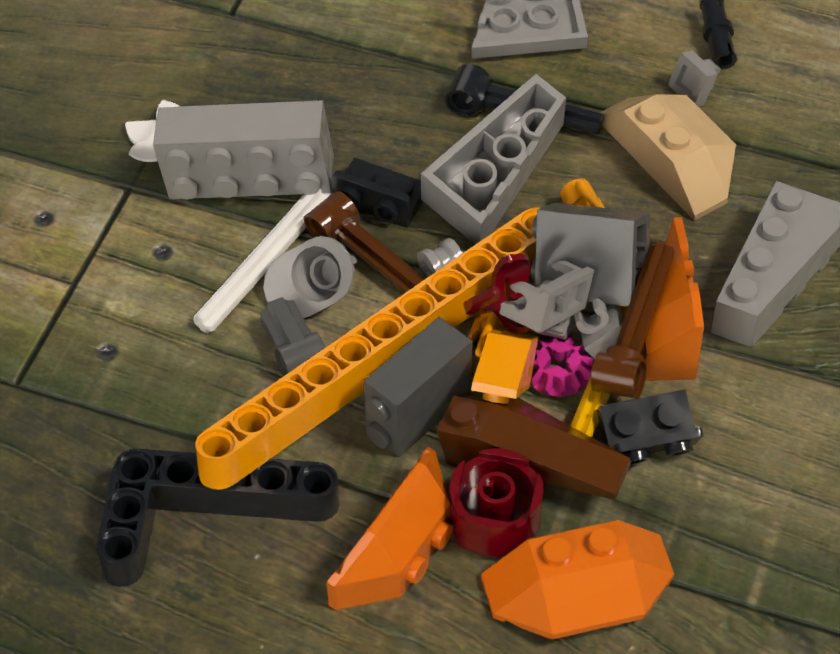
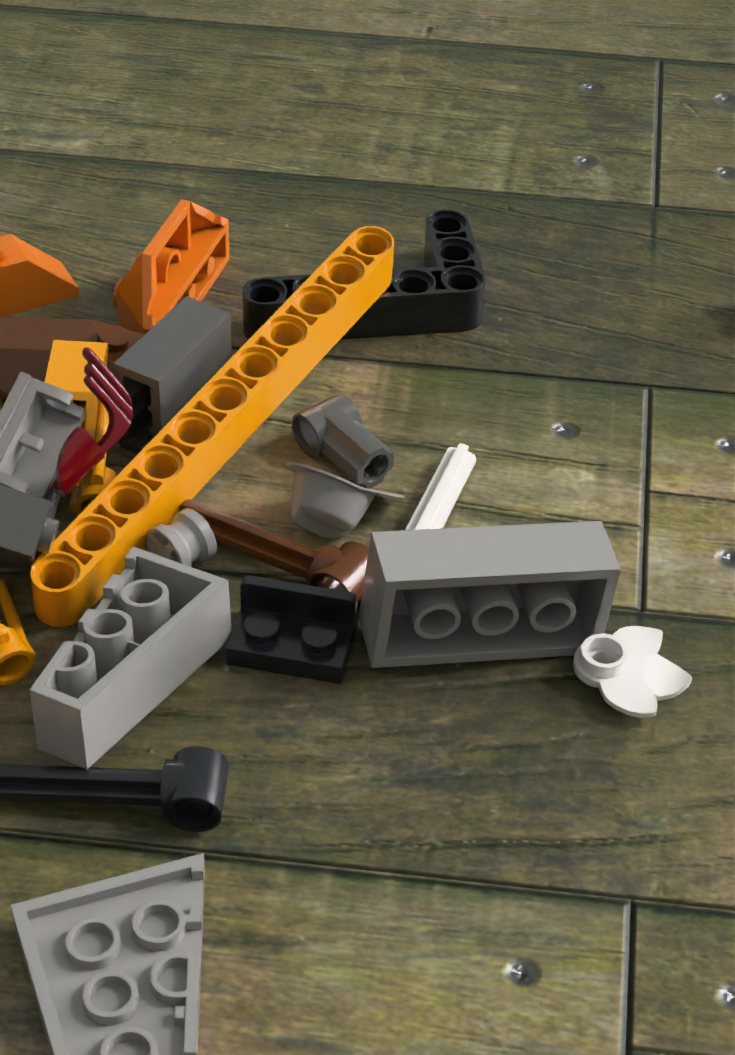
camera: 165 degrees right, 10 degrees down
(495, 502) = (69, 289): dark red brick -> none

